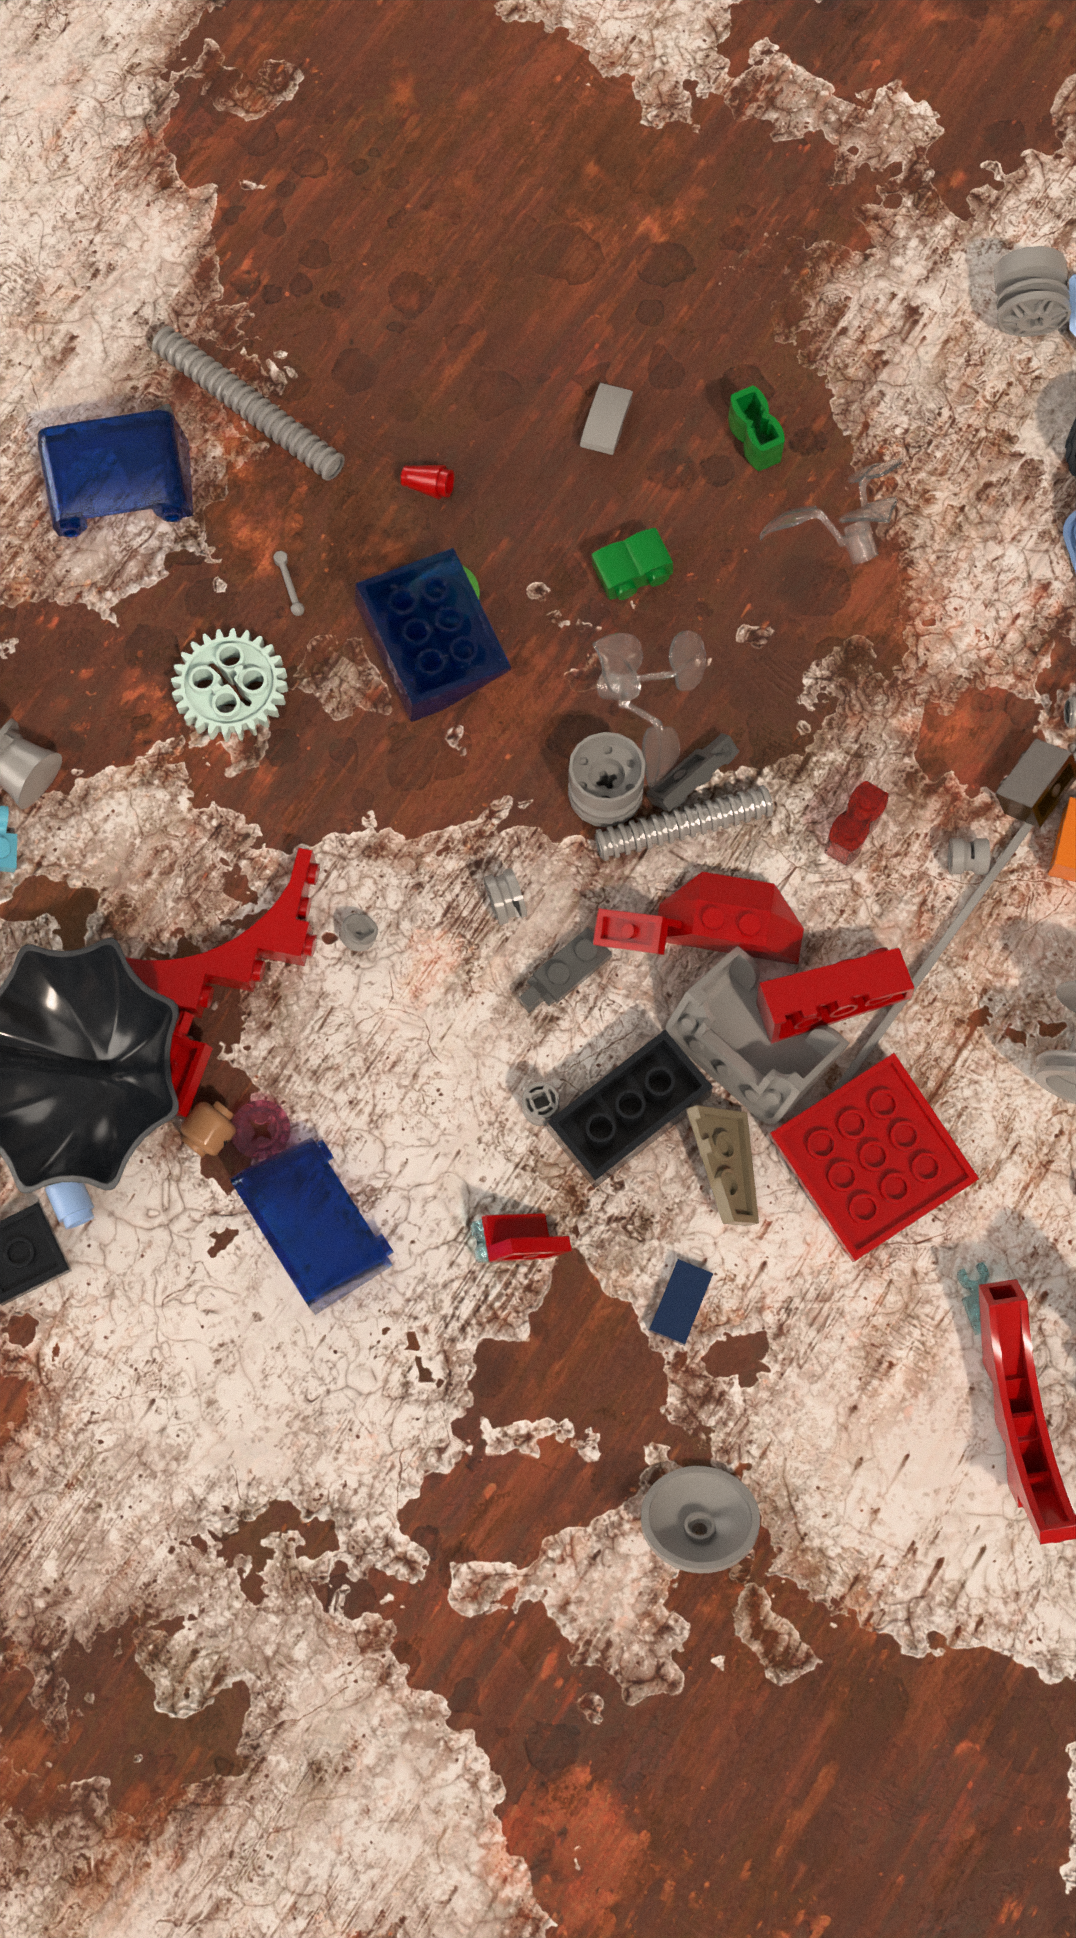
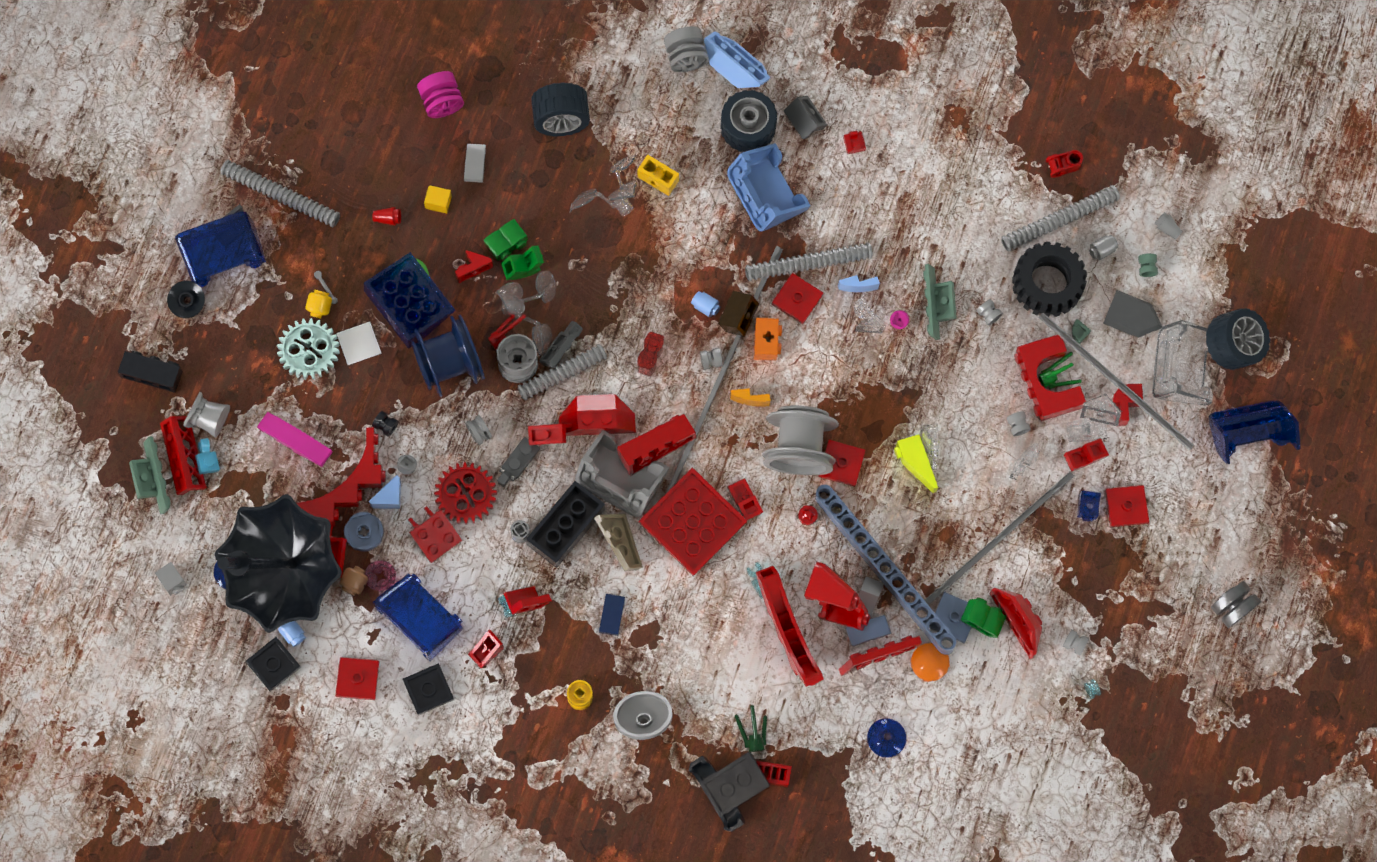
camera: 20 degrees left, 0 degrees up
(24, 542) = (178, 294): none -> black dish
(165, 842) = (294, 439): none -> dark pink slope
(171, 1317) = (357, 678): none -> red plate
(263, 1056) = (354, 526): none -> sand blue plate
(268, 608) = (318, 303): none -> yellow head
(298, 1369) = (428, 689): none -> black plate
(311, 983) = (389, 496): none -> light blue slope
(324, 694) = (358, 343): none -> white sticker
(336, 848) = (385, 423): none -> black wheel
(379, 1075) = (434, 535): none -> red plate
(425, 1317) = (486, 649): none -> red slope
(477, 745) = (447, 355): none -> dark blue wheel
(484, 999) = (480, 485): none -> red gear
(525, 468) = (438, 199): none -> yellow panel
(571, 285) = (440, 94): none -> dark pink wheel
(571, 598) = (477, 265): none -> red slope
(579, 731) = (498, 335): none -> red plant
(585, 1448) = (579, 695): none -> yellow wheel
(655, 614) = (523, 265): none -> green brick
(756, 428) = (554, 152): green brick -> none
(783, 348) = (560, 109): none -> black wheel
(844, 1705) = (730, 786): none -> black piece
(912, 1622) = (755, 742): none -> dark green plant
(936, 503) = (658, 175): none -> yellow brick
(961, 1707) = (779, 767): none -> red slope
(978, 753) = (705, 304): none -> light blue brick
(981, 1135) = (744, 499): none -> red slope
(1018, 941) = (743, 396): none -> light orange slope

